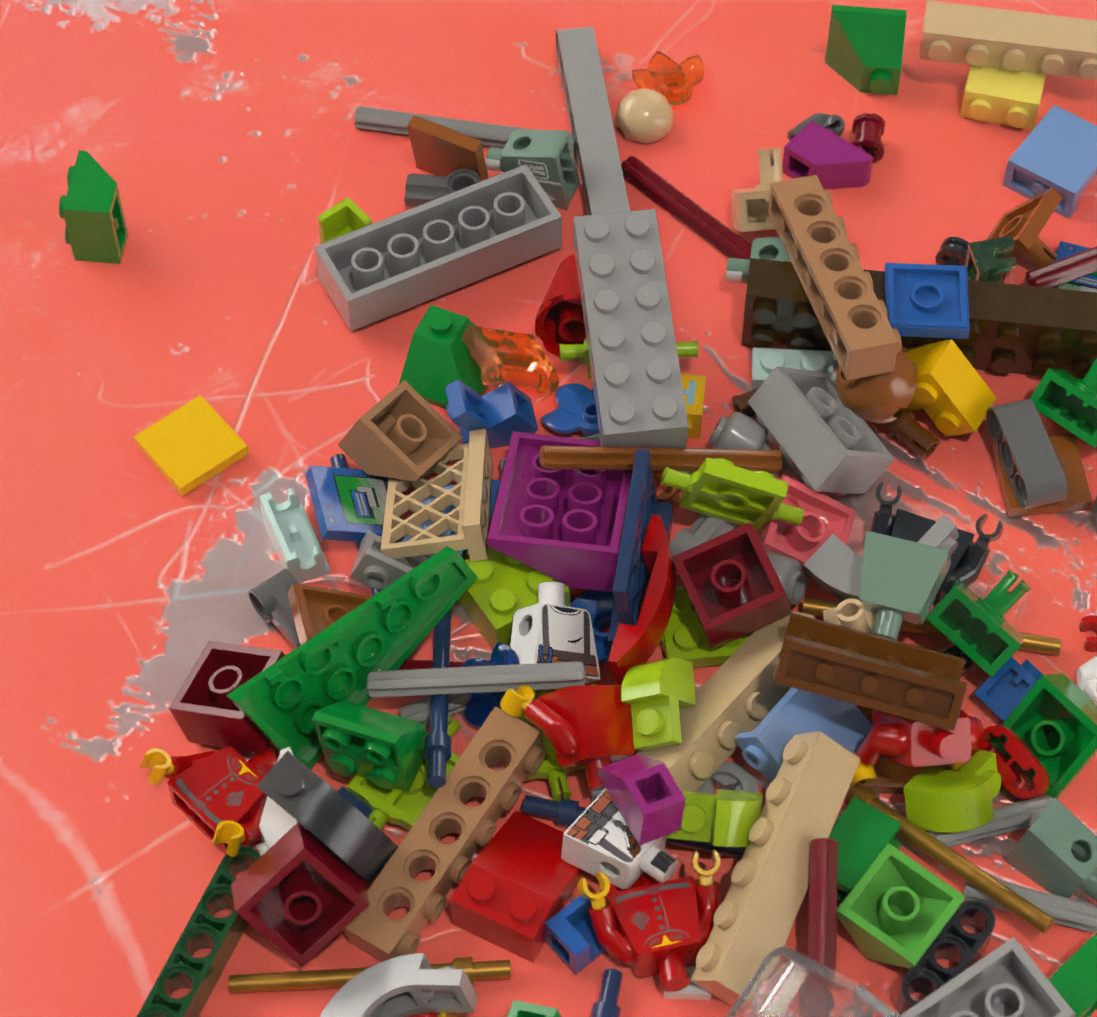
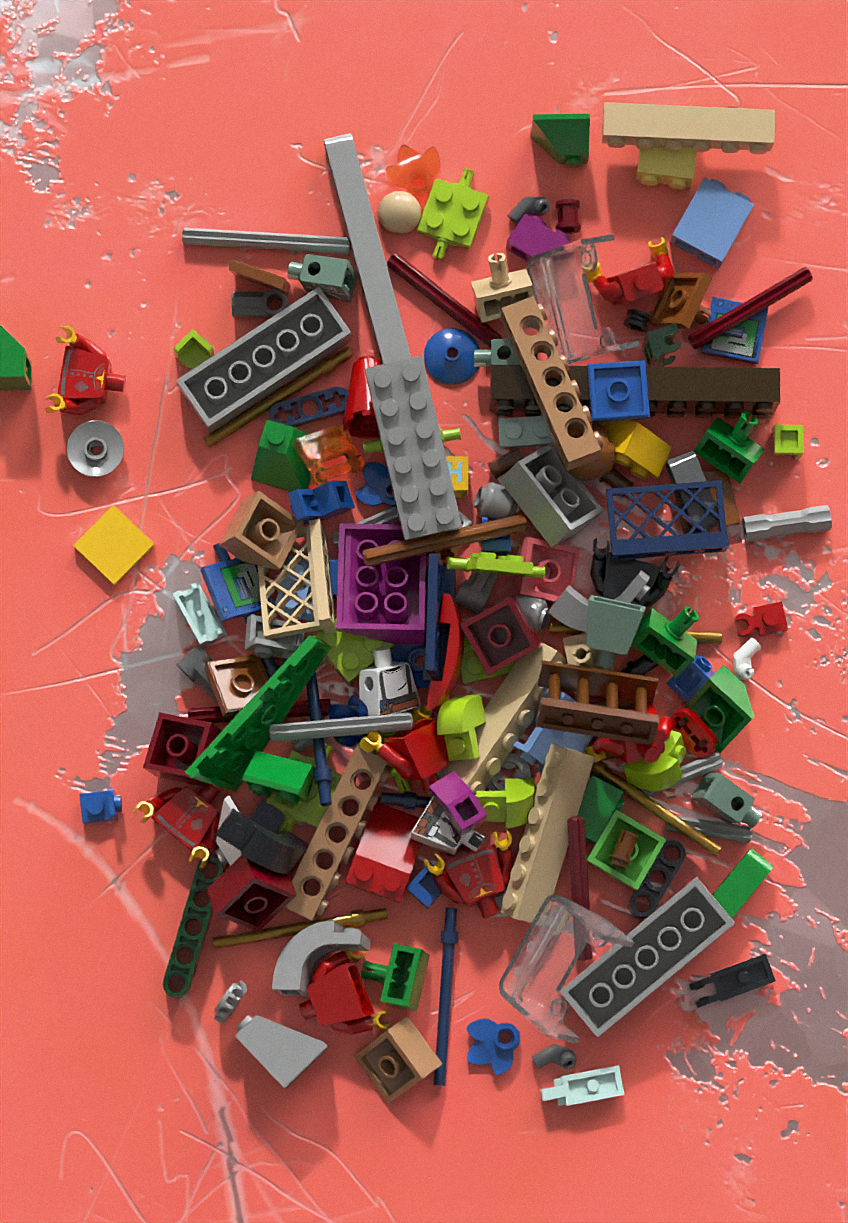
camera: 10 degrees left, 25 degrees up
(96, 770) = (100, 806): none -> blue bracket
(185, 316) = (87, 437): none -> light grey dish
(192, 244) = (83, 376): none -> red torso
(503, 302) = (328, 394): none -> dark blue beam
(520, 271) = (325, 367): none -> pearl gold bar
(697, 278) = (451, 369): none -> blue dish
(714, 126) = (453, 214): none -> lime plate
(861, 179) = (564, 292): none -> clear windscreen
(893, 905) = (623, 849): none -> reddish brown pin
(952, 206) = (636, 281): none -> red torso
(965, 502) = (667, 545): none -> dark blue fence

